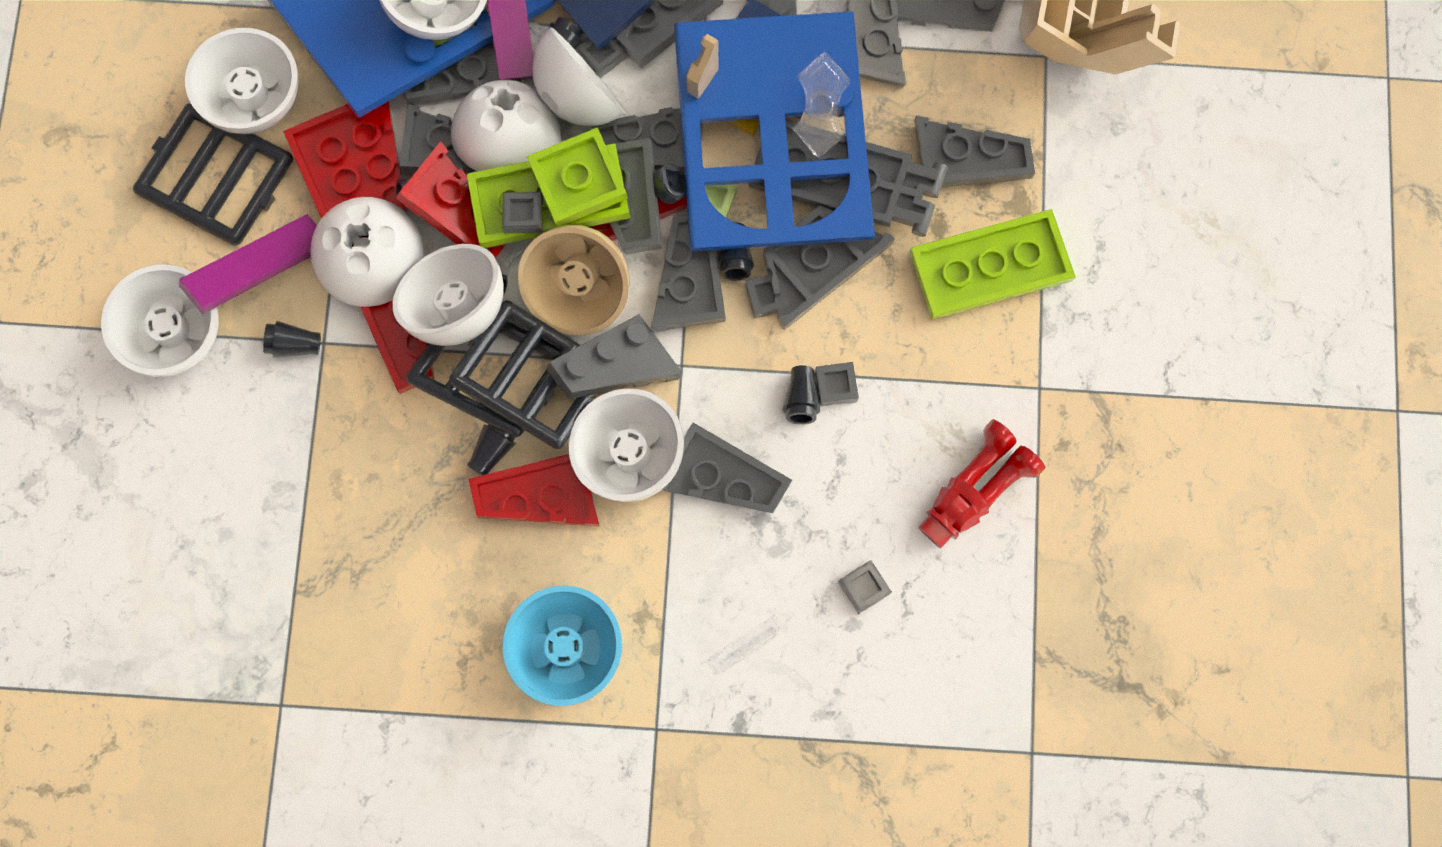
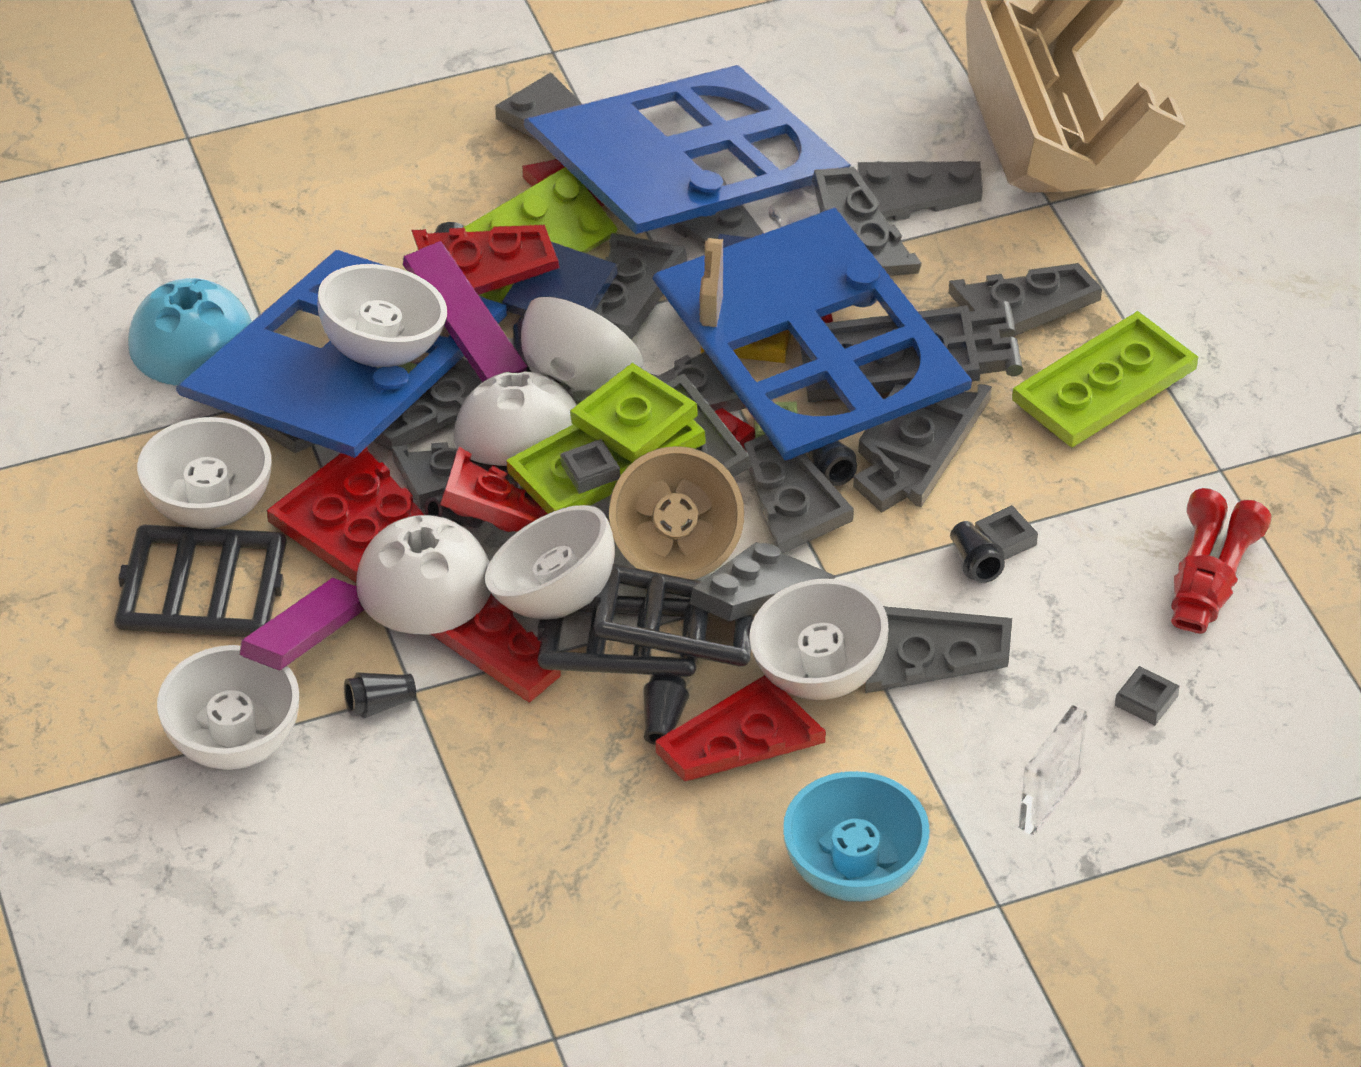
camera: 20 degrees left, 30 degrees down
(669, 183) = (728, 408): black tile -> none
(823, 87) = (844, 268): clear tile -> none

